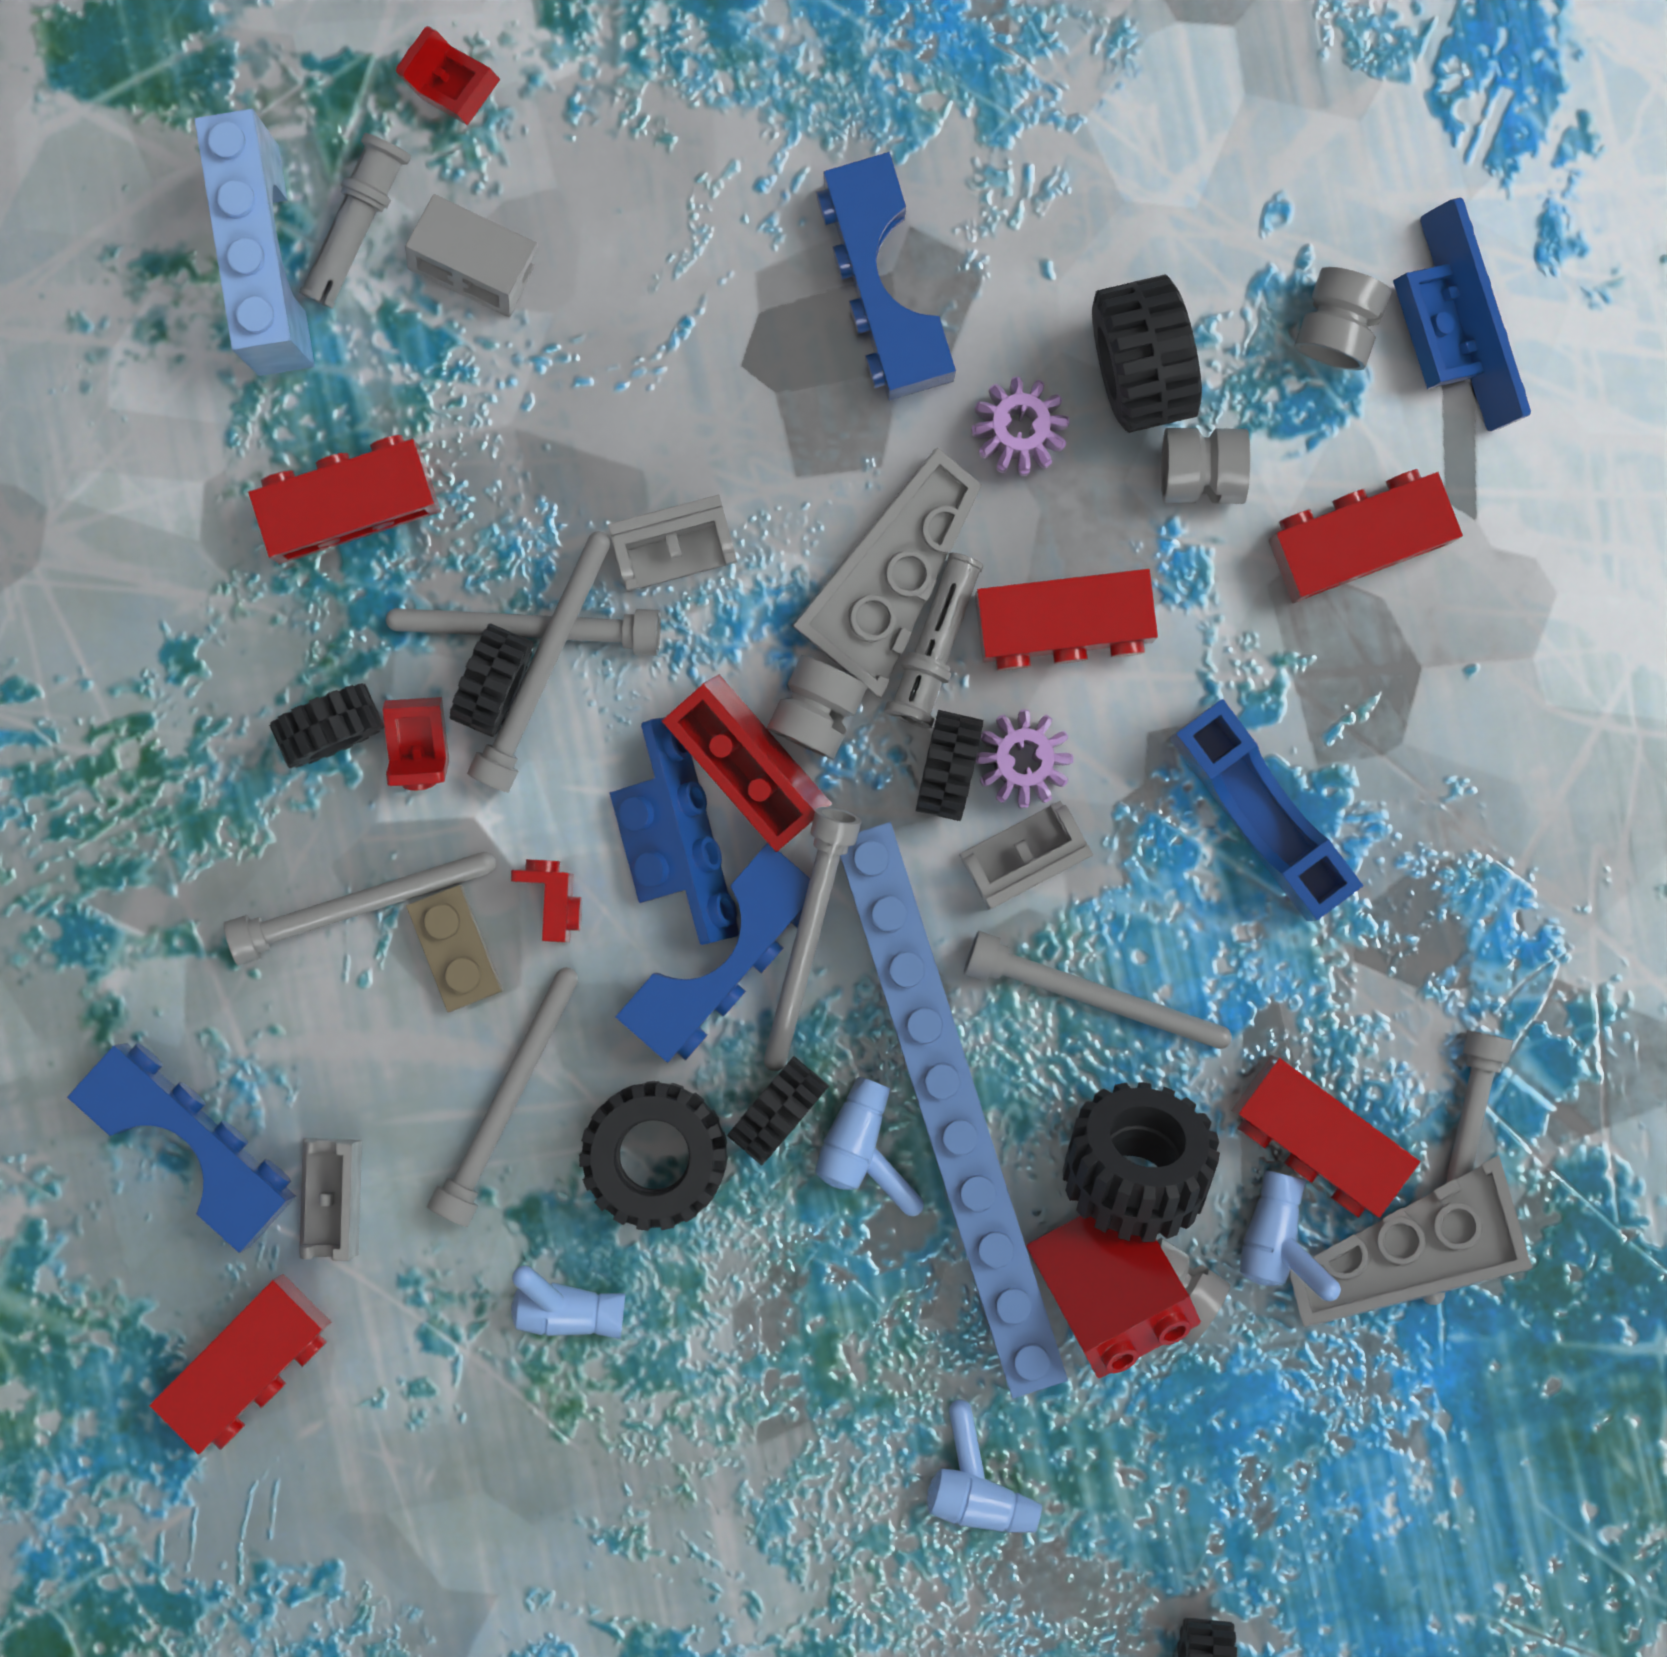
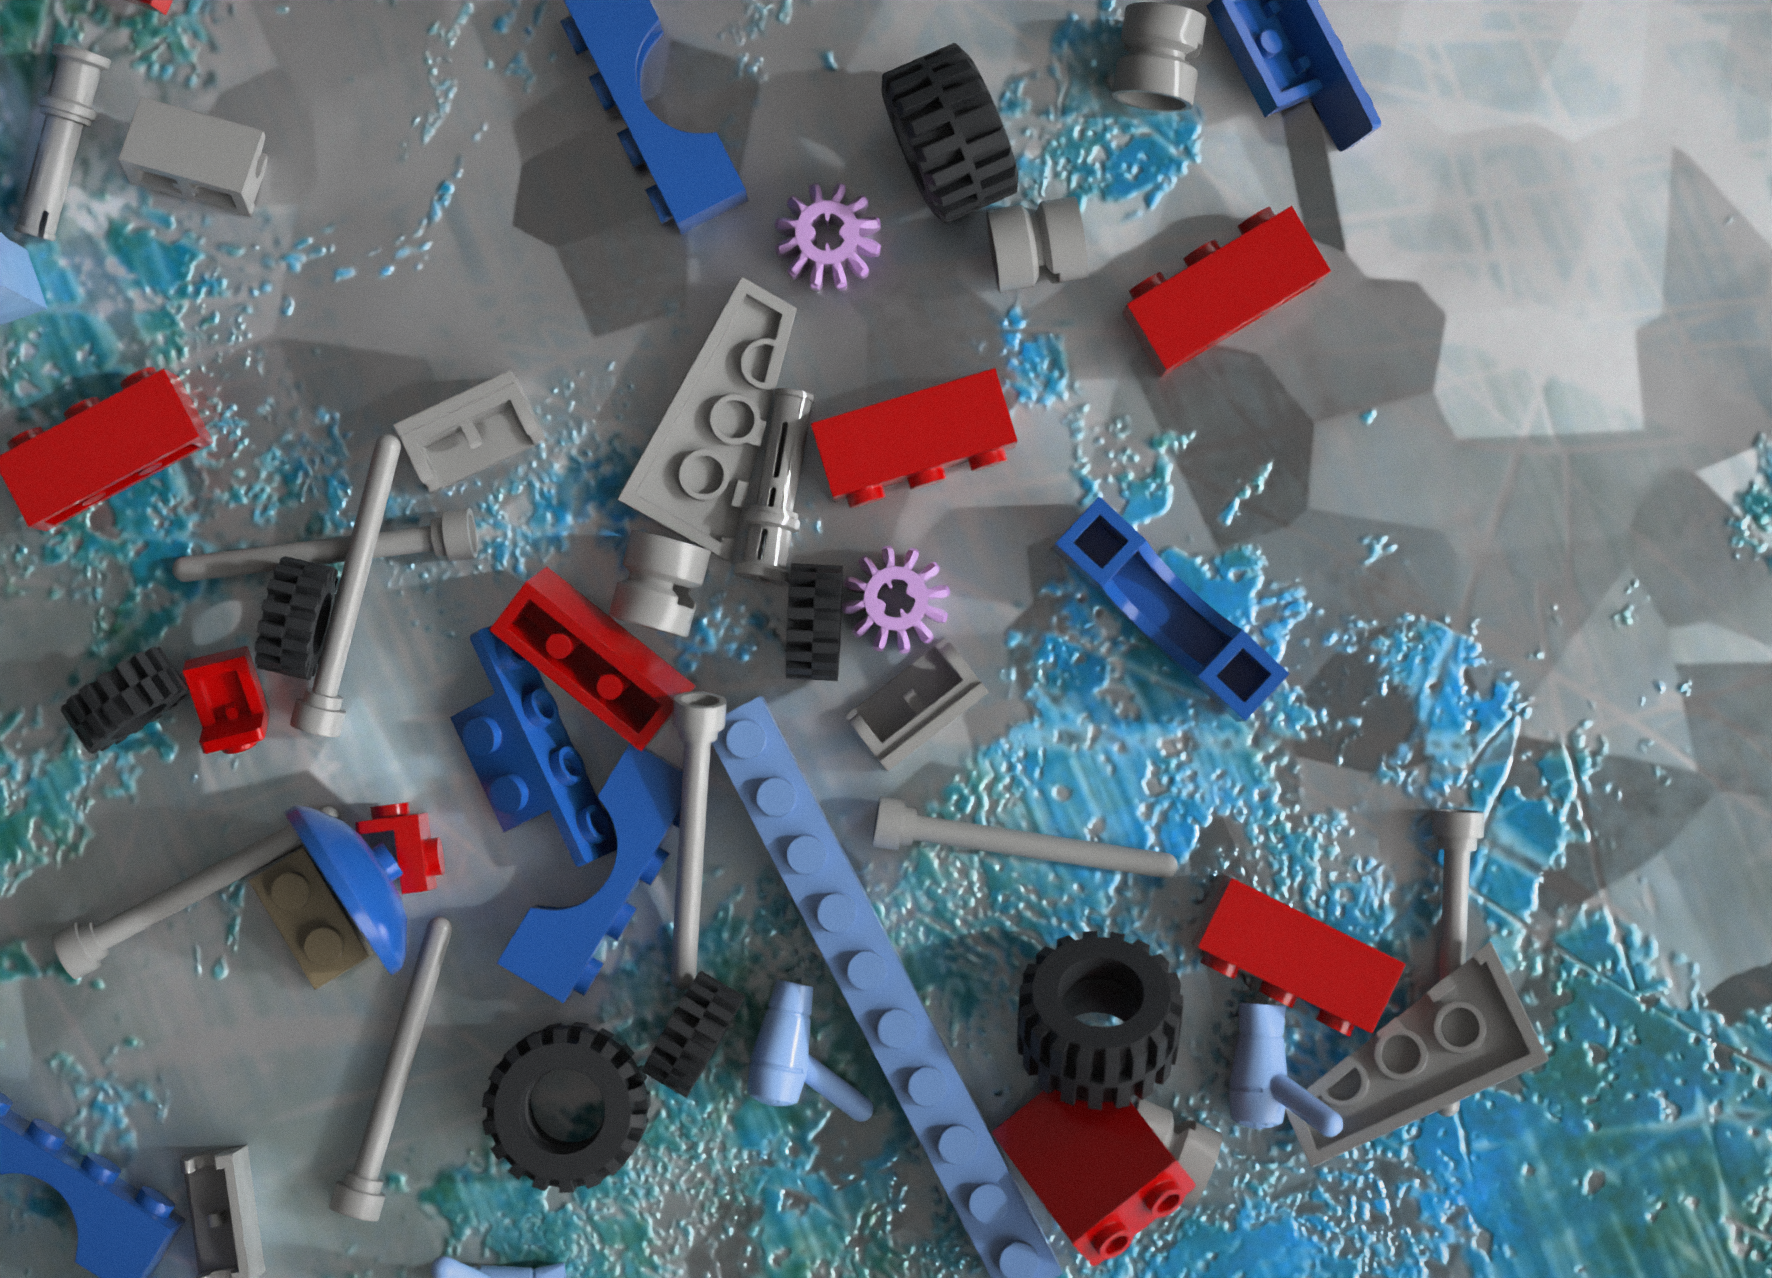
camera: 10 degrees left, 0 degrees up
(506, 922) = (360, 879): none -> blue dish

